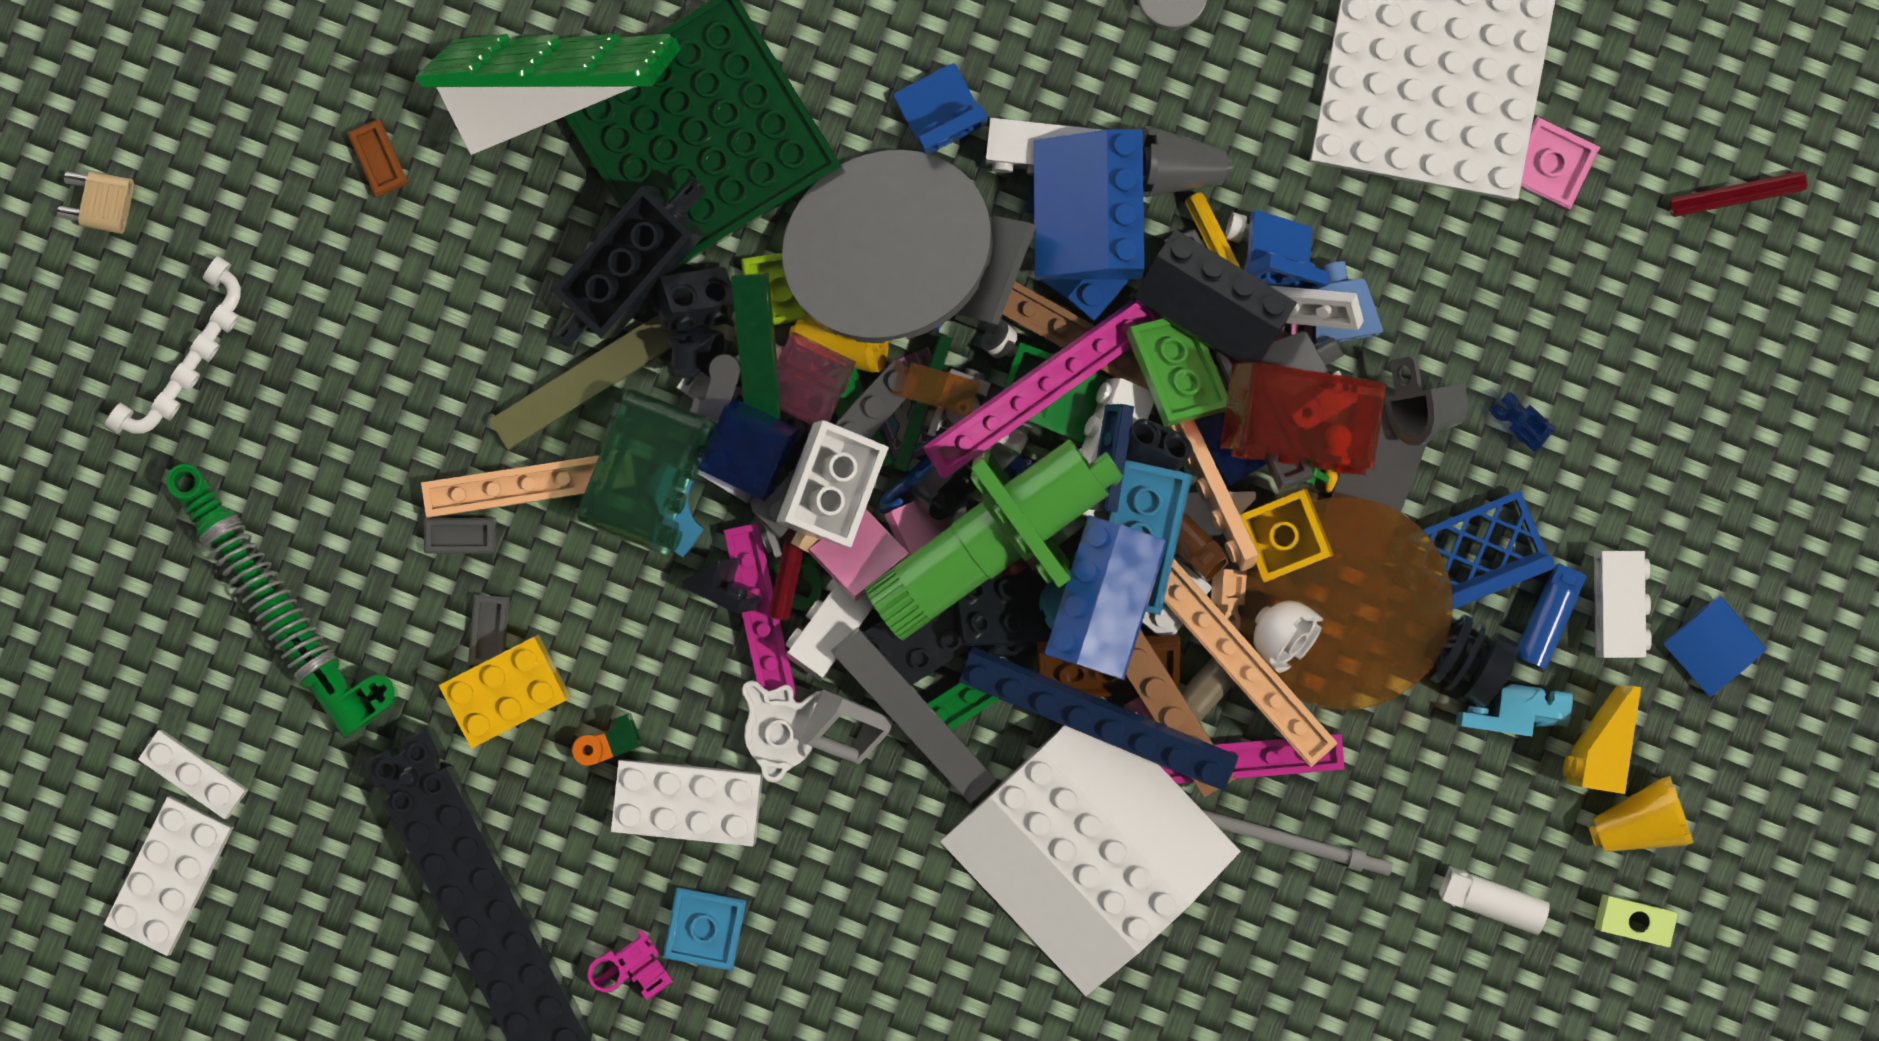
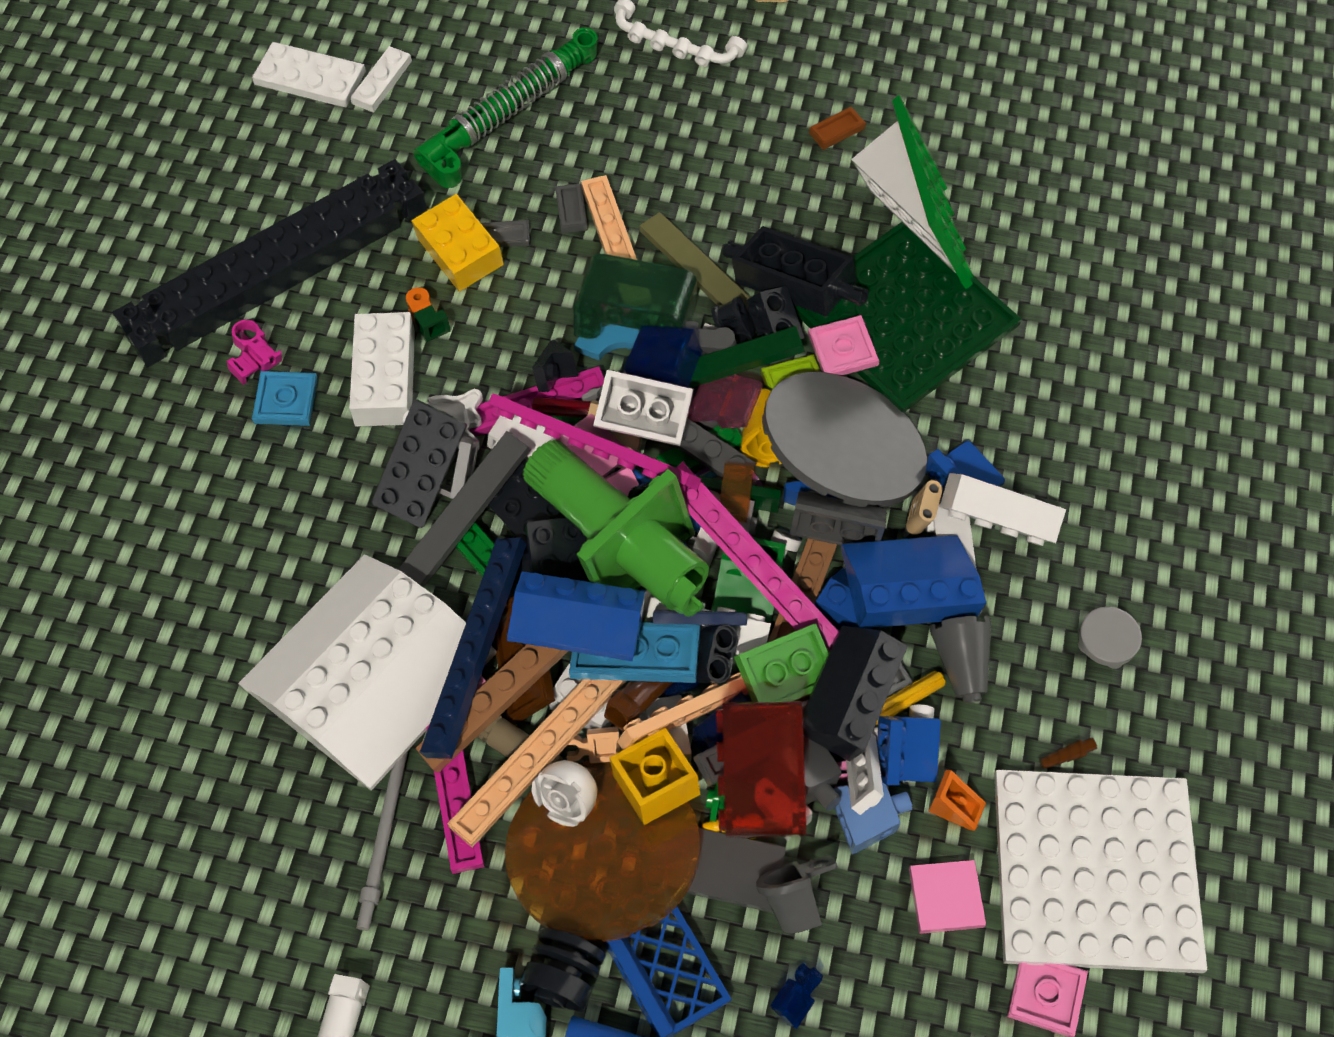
camera: 85 degrees right, 25 degrees down
(744, 220) = (843, 346): none -> bright pink tile
(847, 765) = (419, 463): none -> black bracket
(884, 543) = (581, 438): none -> dark pink plate
(993, 171) = (923, 508): none -> tan piece
(1010, 80) = (1002, 508): none -> white brick
(1299, 70) = (1071, 752): none -> reddish brown animal
(1342, 211) = (957, 802): none -> orange slope
(1439, 244) = (947, 896): none -> bright pink tile

